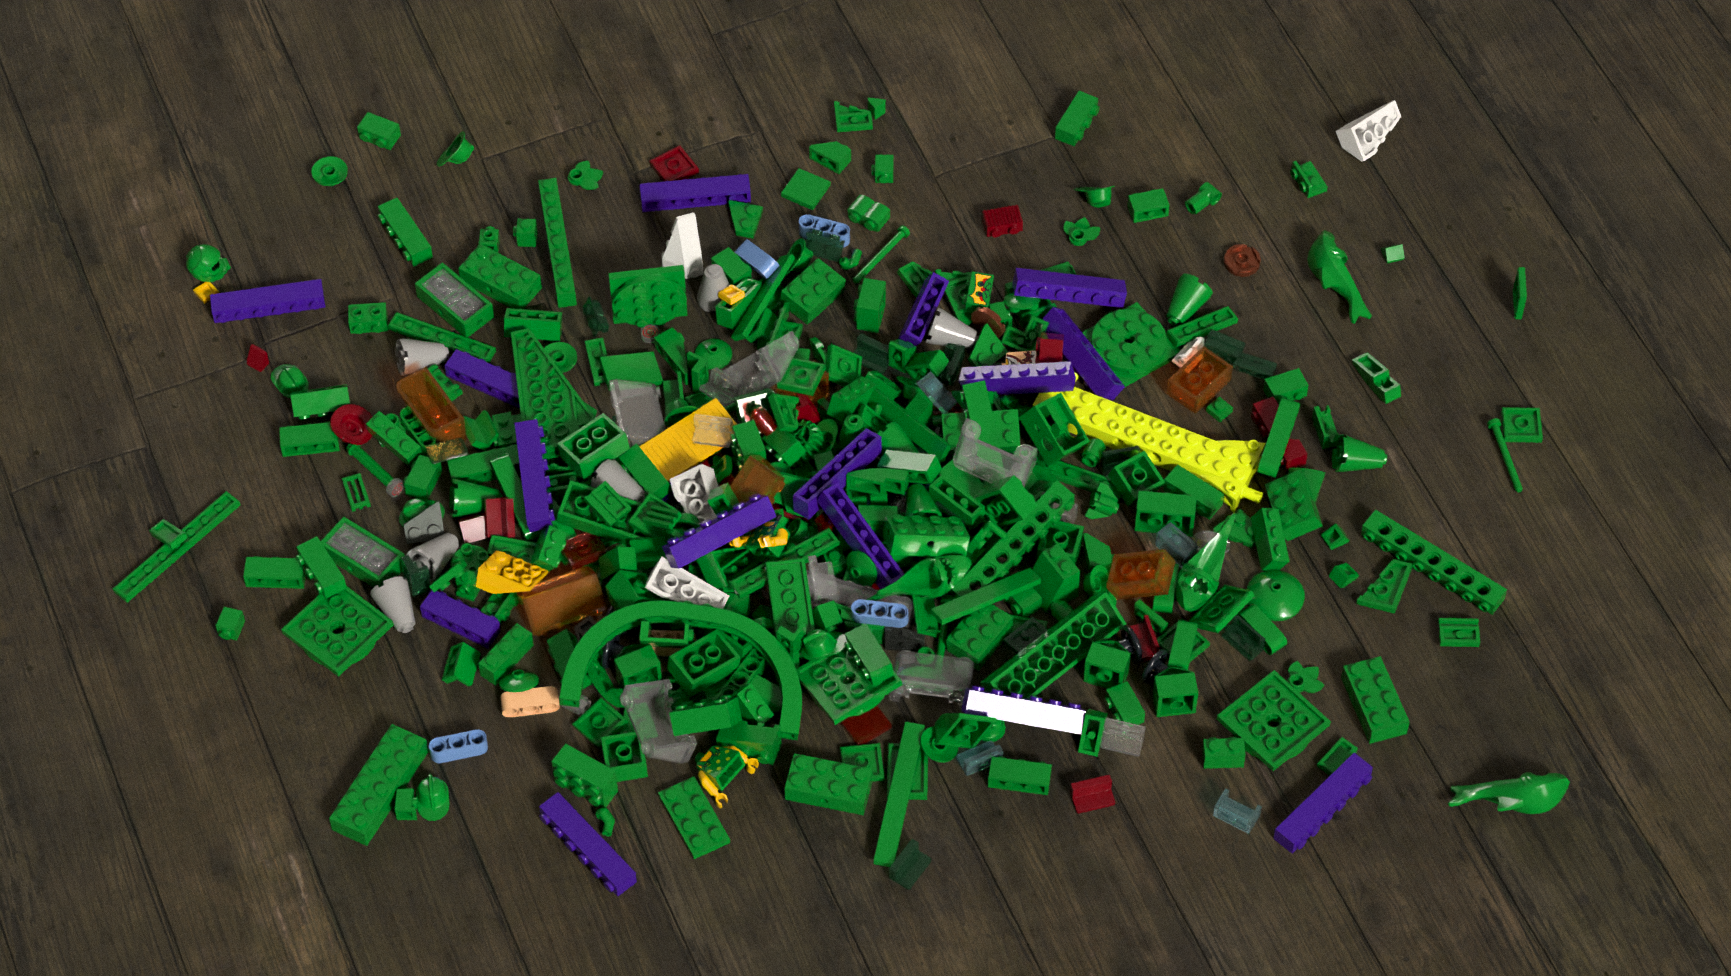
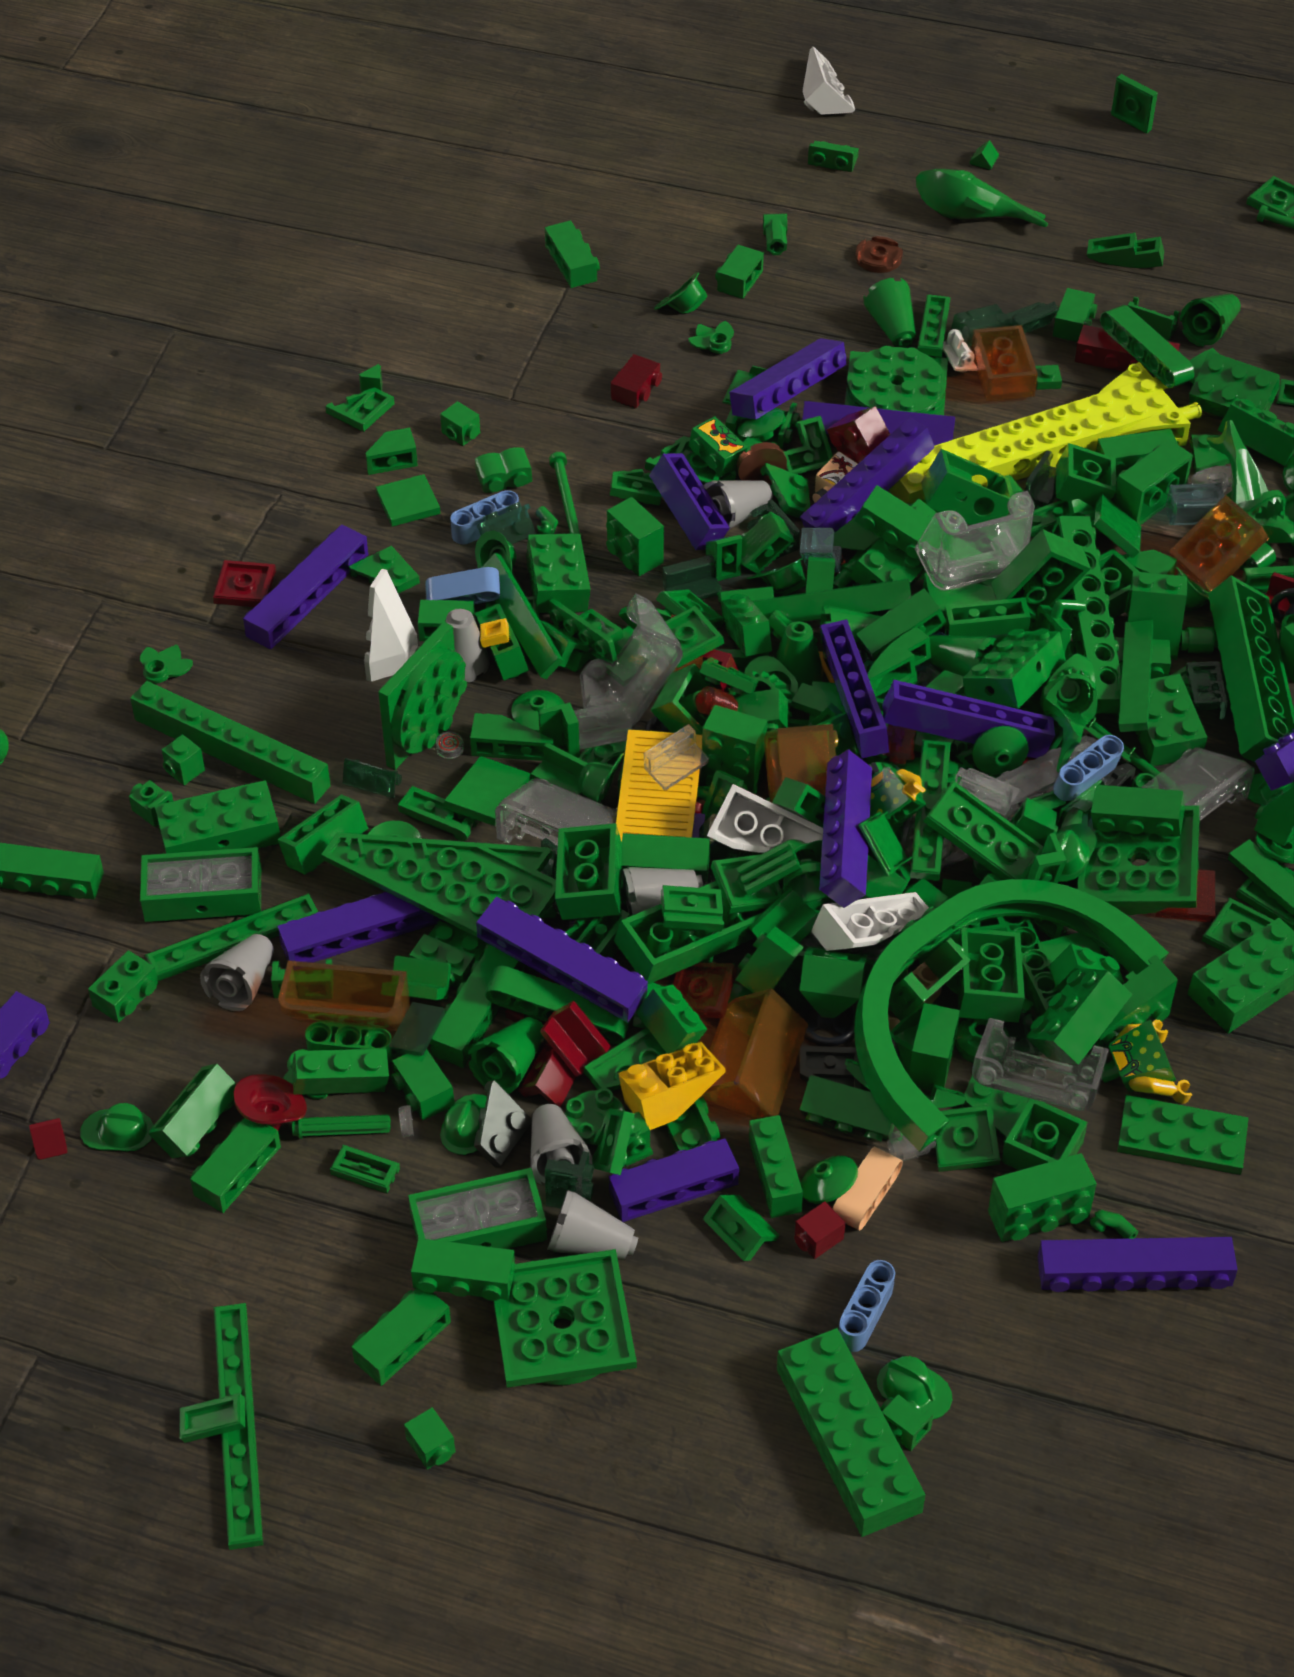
camera: 50 degrees left, 5 degrees down
(485, 698) = (819, 1230): none -> dark red brick
(731, 555) = (884, 843): none -> green piece
(1107, 517) = (1117, 526): none -> green tile

